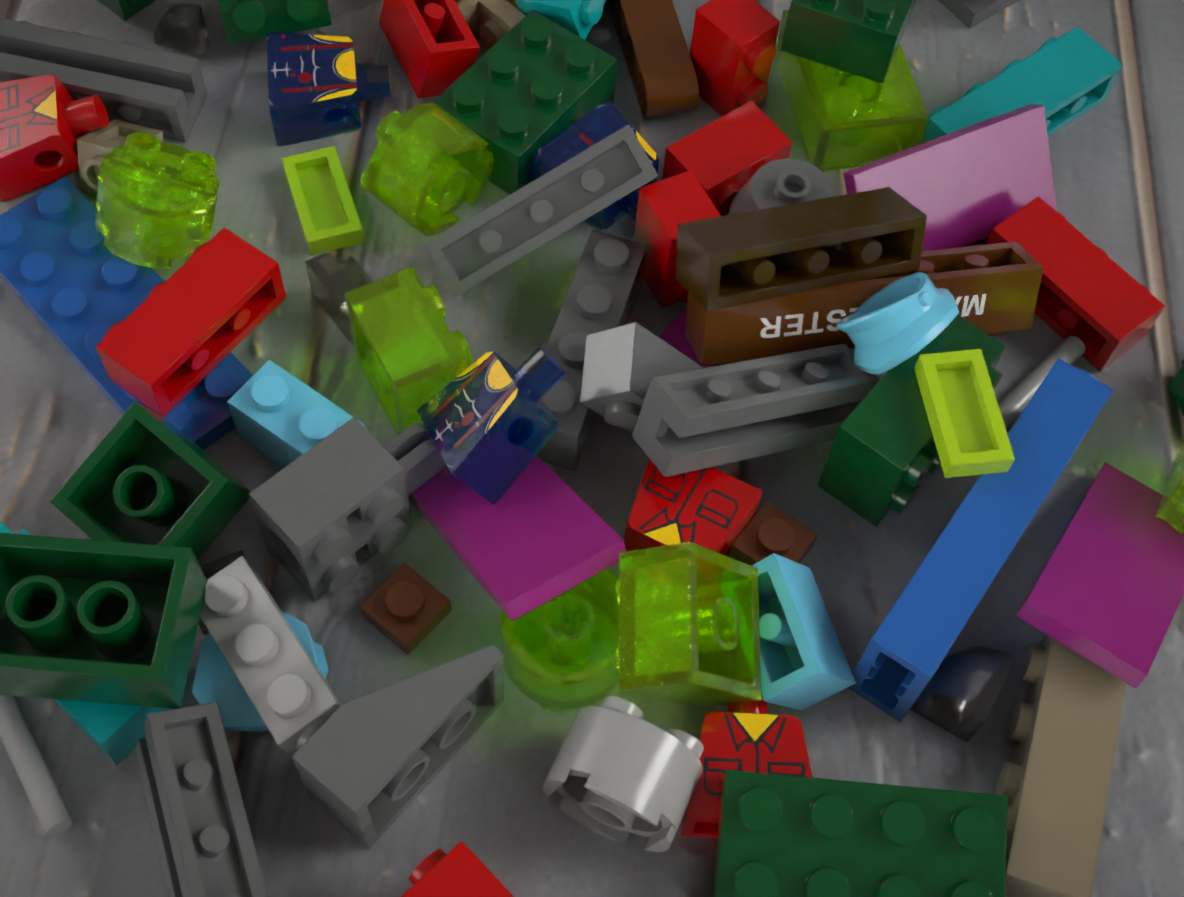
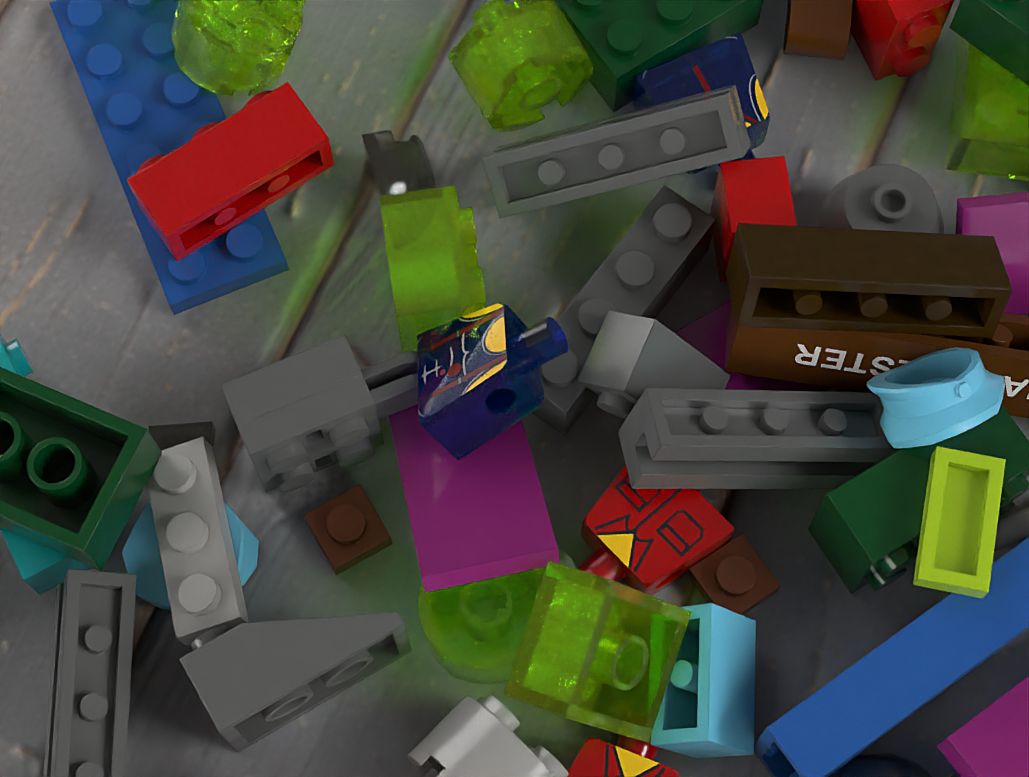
camera: 25 degrees right, 10 degrees up
(151, 487) = (140, 344): dark green brick -> none
(283, 414) = (296, 301): medium azure brick -> none
(322, 200) = (408, 58): lime tile -> none
(728, 152) = (846, 134): red brick -> none

